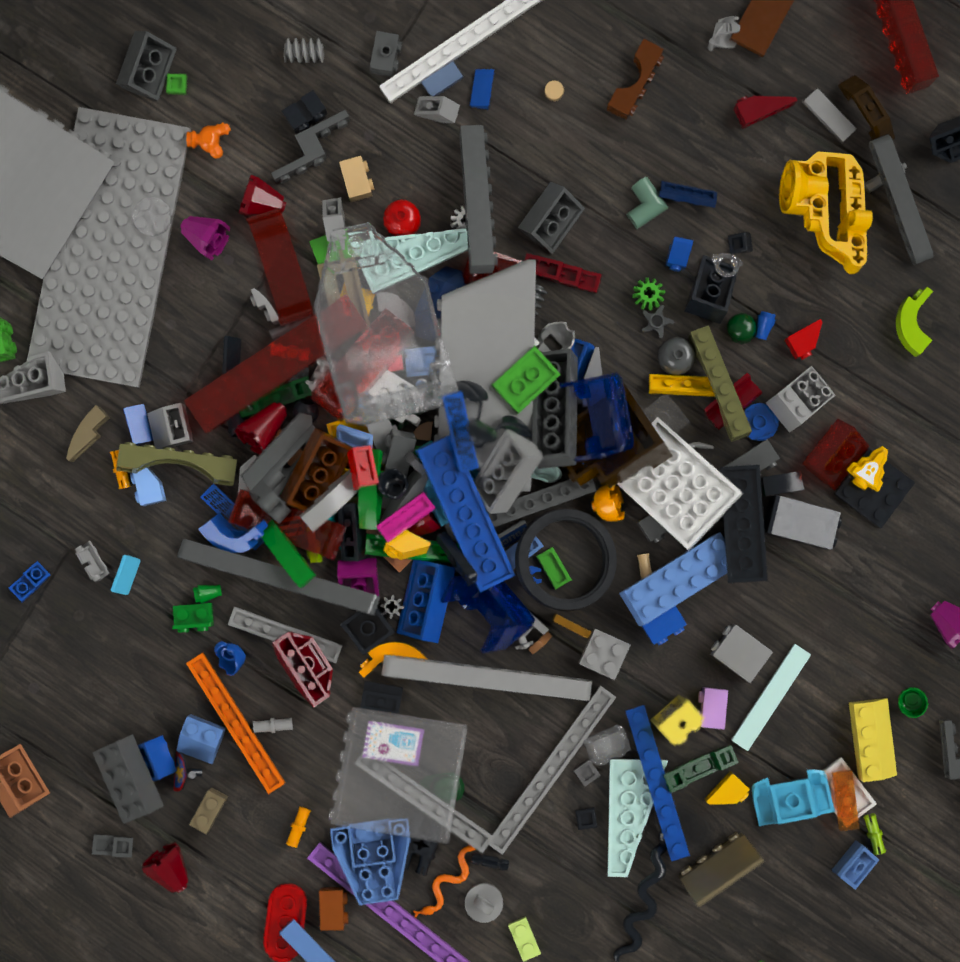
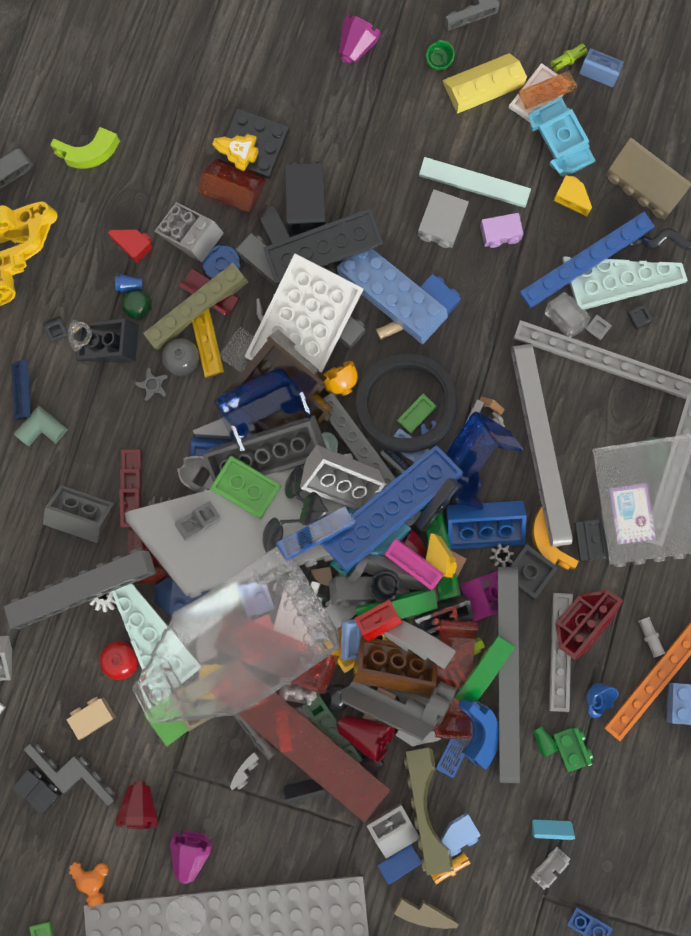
camera: 105 degrees left, 5 degrees down
(281, 266) = (200, 766): clear red windscreen -> none
(332, 215) = (135, 728): light grey hinge -> none
(507, 325) = (197, 520): none -> dark grey slope
(570, 625) = (467, 379): pearl gold tile -> none
(604, 654) = (483, 342): light grey brick -> none
(641, 290) = (135, 399): bright green gear -> none
(677, 720) = (525, 253): light yellow brick -> none
(679, 253) = (81, 381): blue slope -> none
(700, 767) = (559, 227): dark green slope -> none

